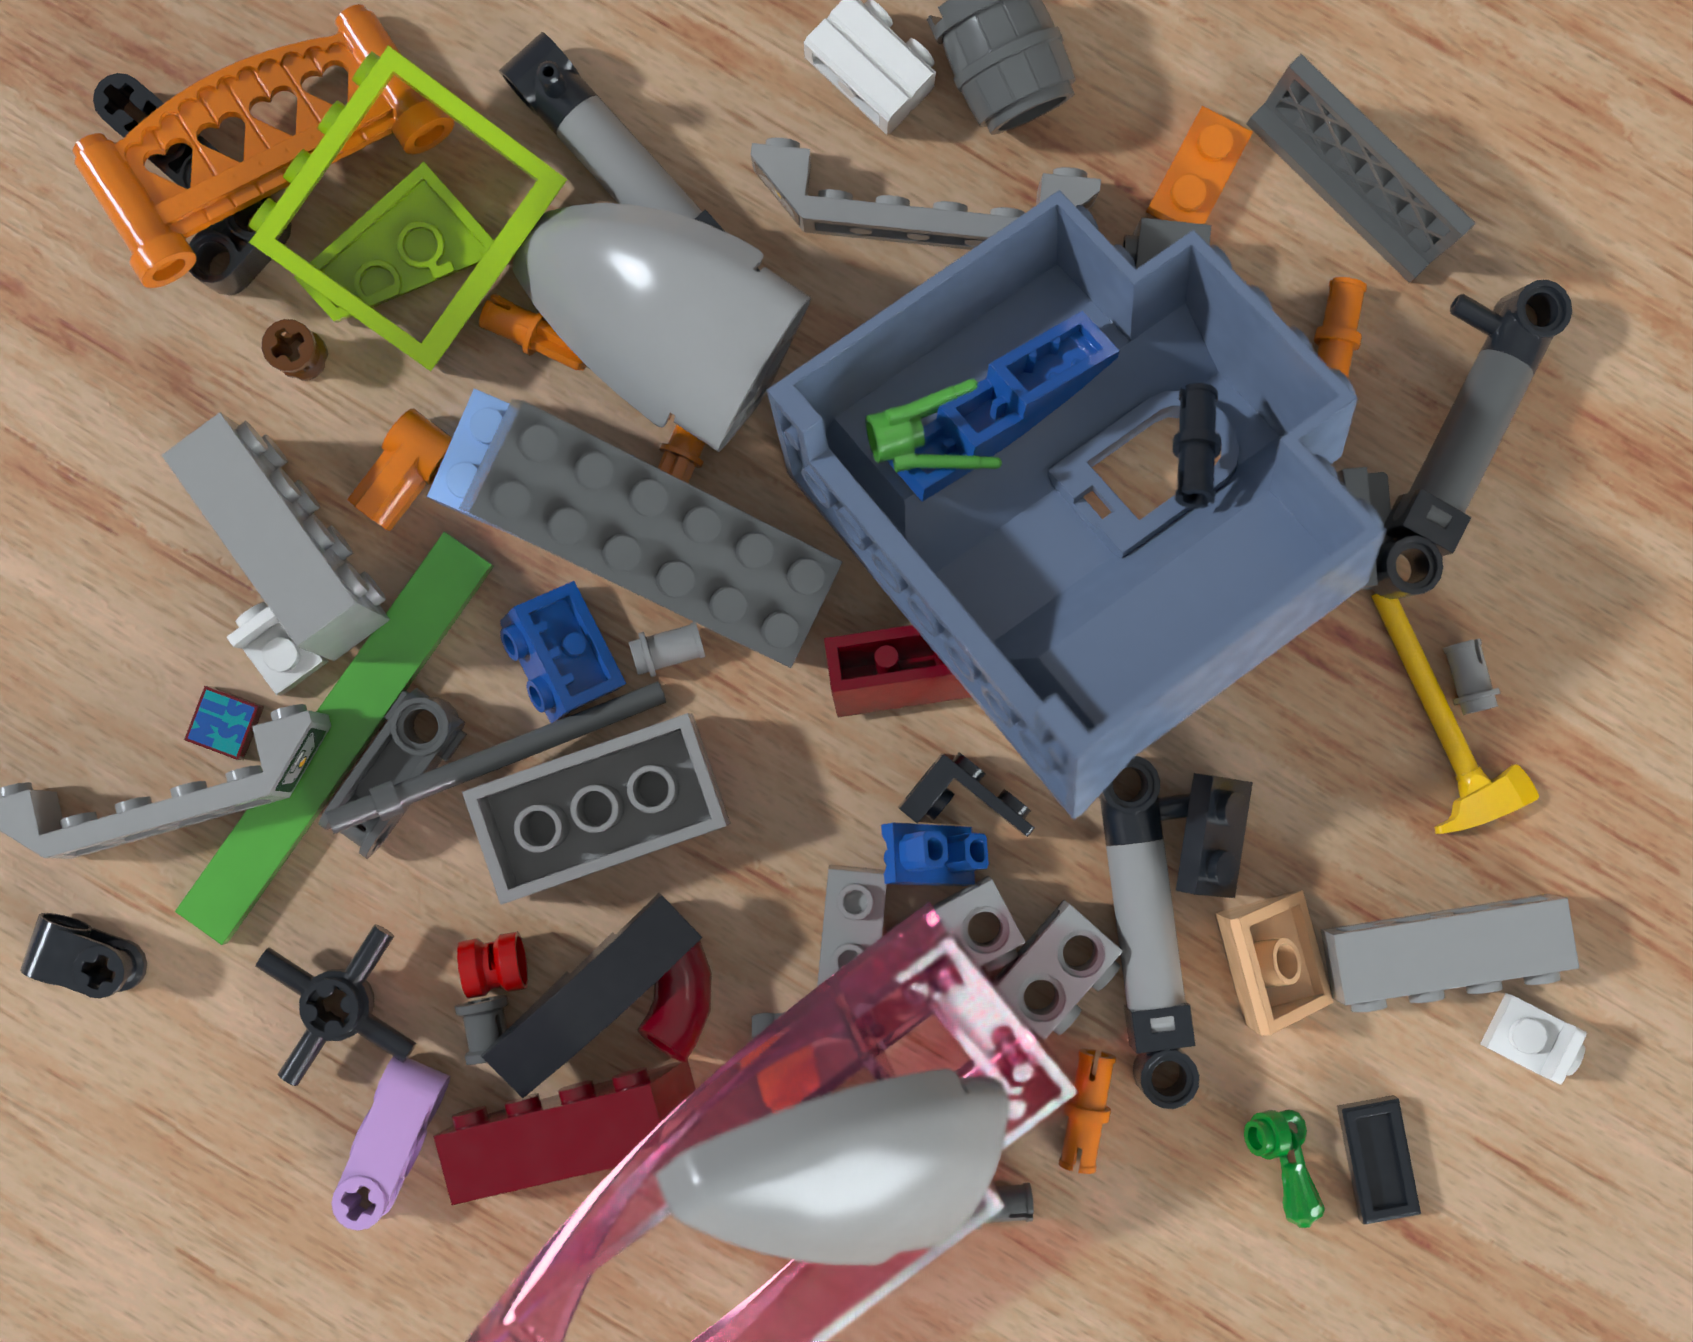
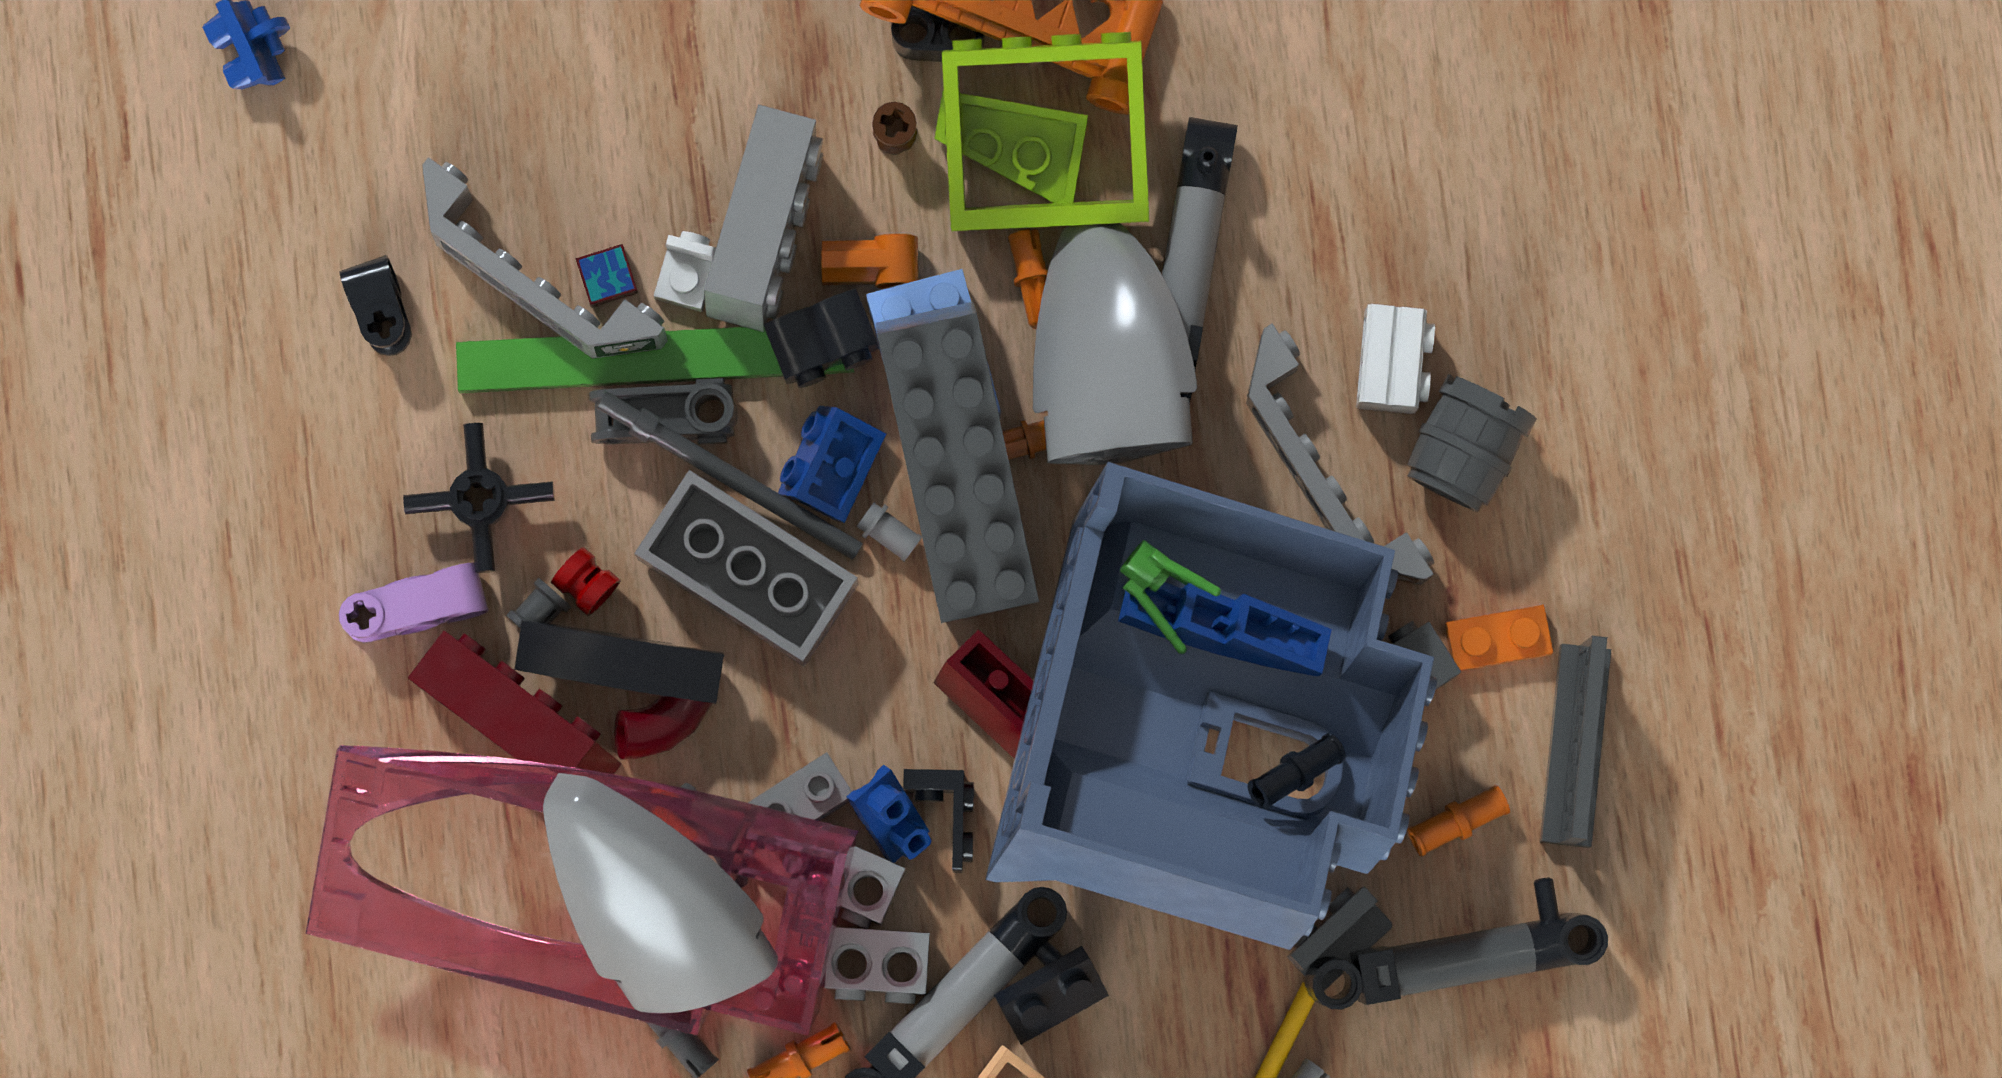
camera: 45 degrees right, 5 degrees down
(437, 570) = (821, 338): none -> black brick

